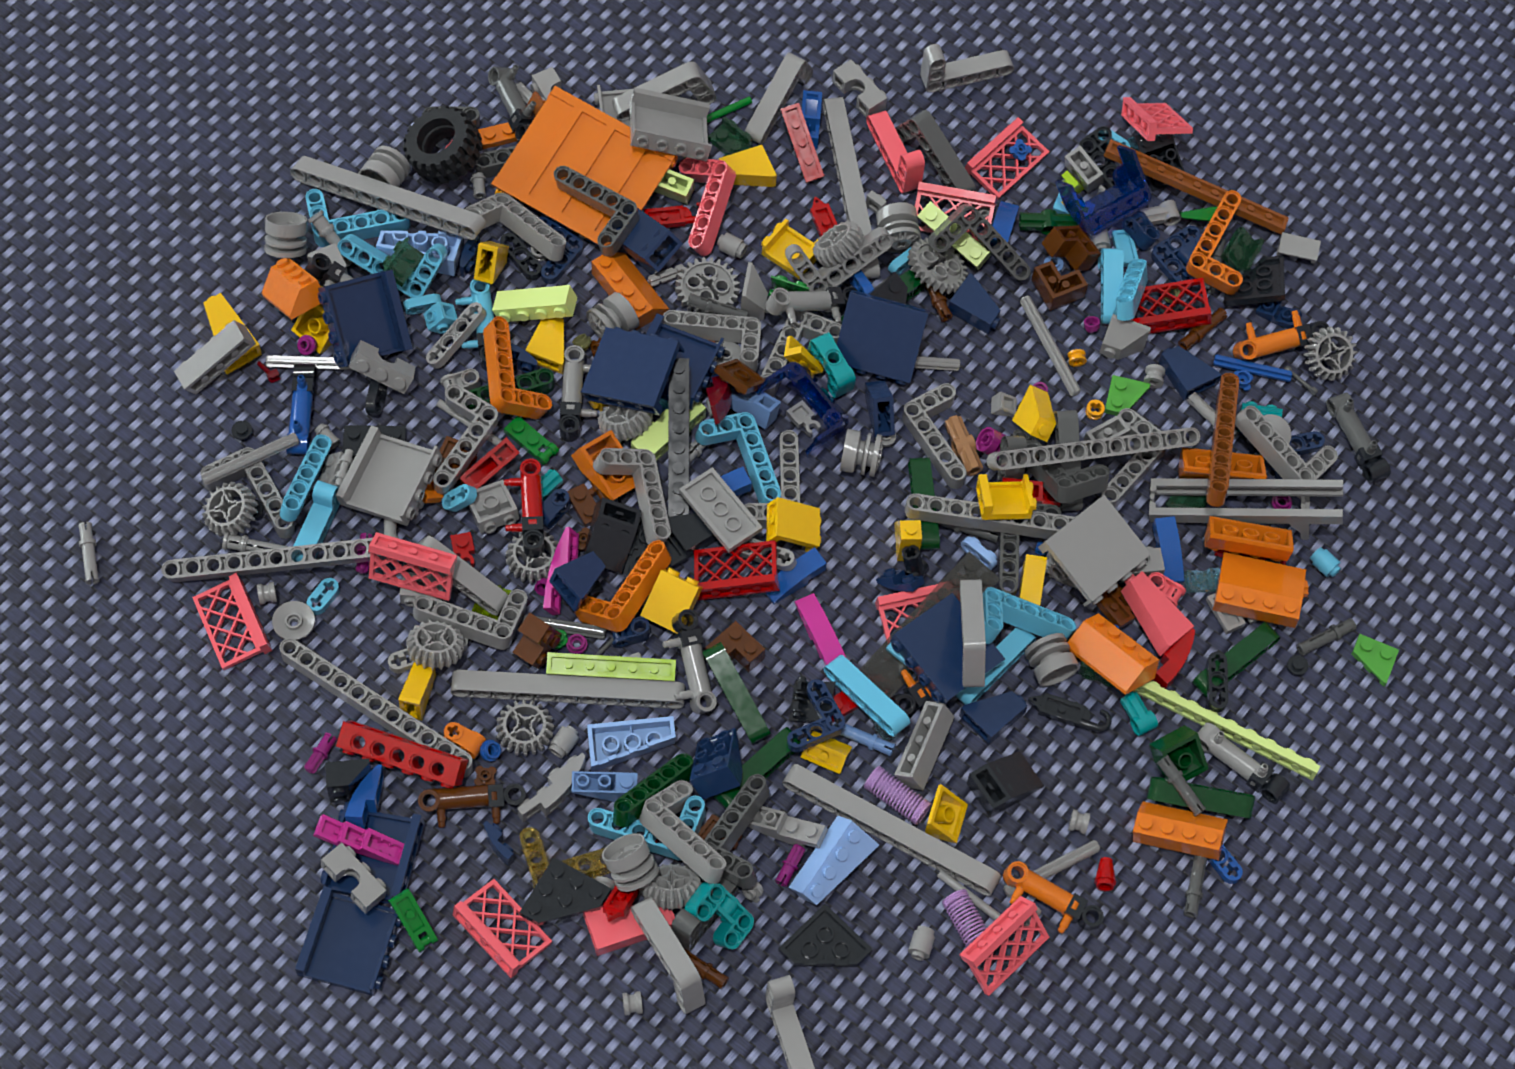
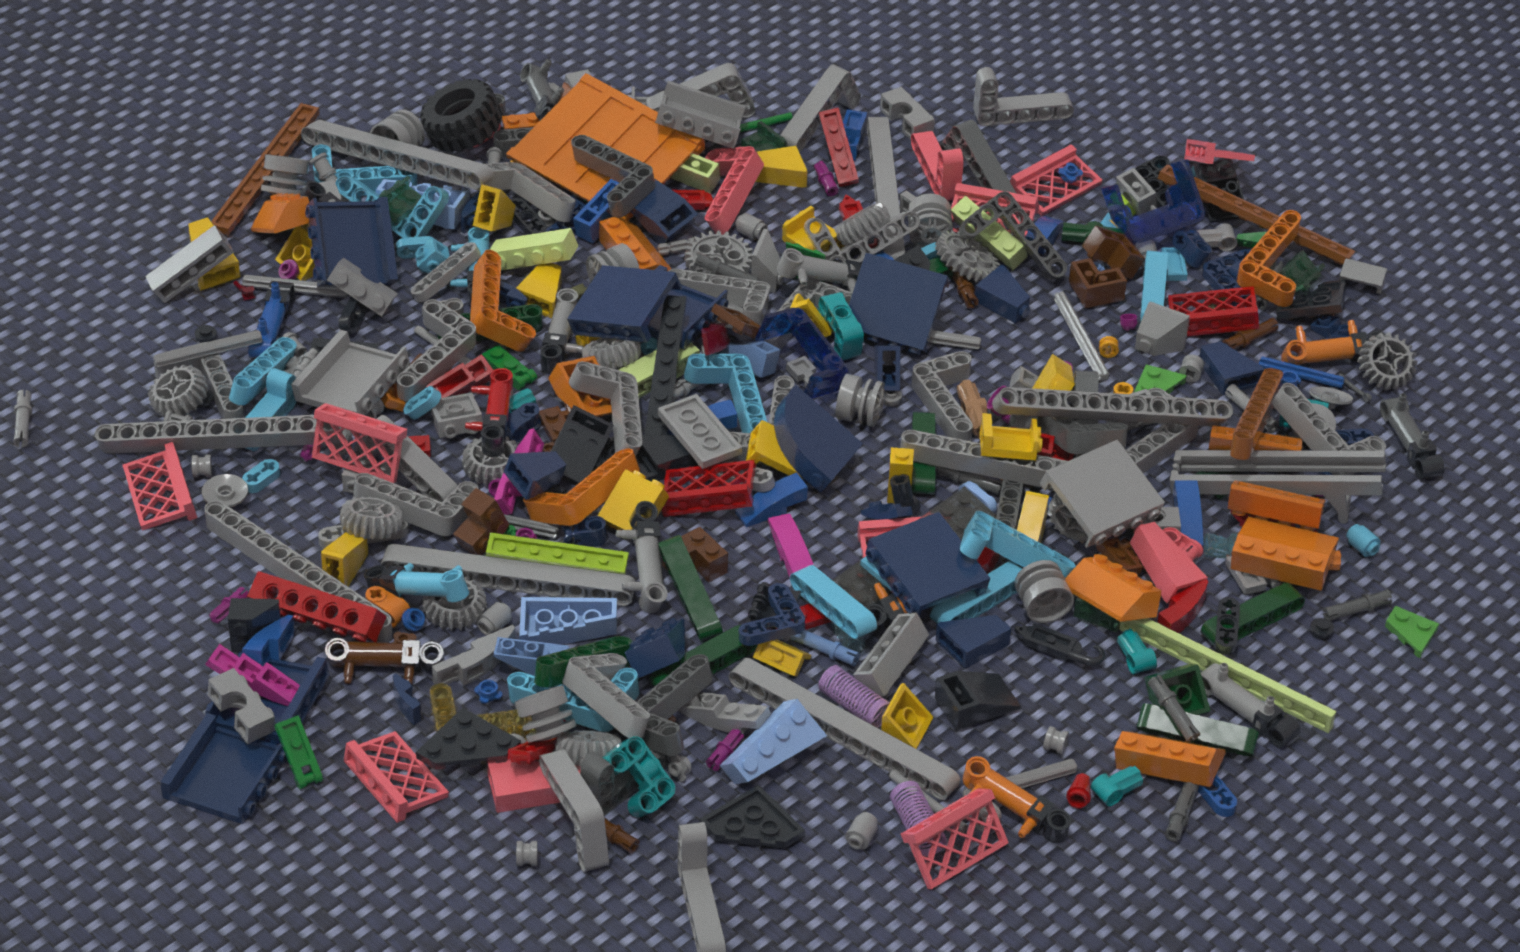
camera: 10 degrees right, 20 degrees down
(268, 203) = (250, 186): none -> dark orange plate
(472, 716) = (402, 581): none -> medium azure piece
(570, 818) = (488, 691): none -> blue plate
(587, 247) = (596, 210): none -> blue slope
(793, 177) = (826, 178): none -> magenta axle
(825, 508) = (812, 439): none -> dark blue brick
(973, 633) = (952, 546): light grey beam -> none
(1131, 289) = (1173, 286): medium azure beam -> none
(1132, 868) = (1111, 788): none -> teal piece
(1282, 396) = (1330, 396): none -> light grey dish

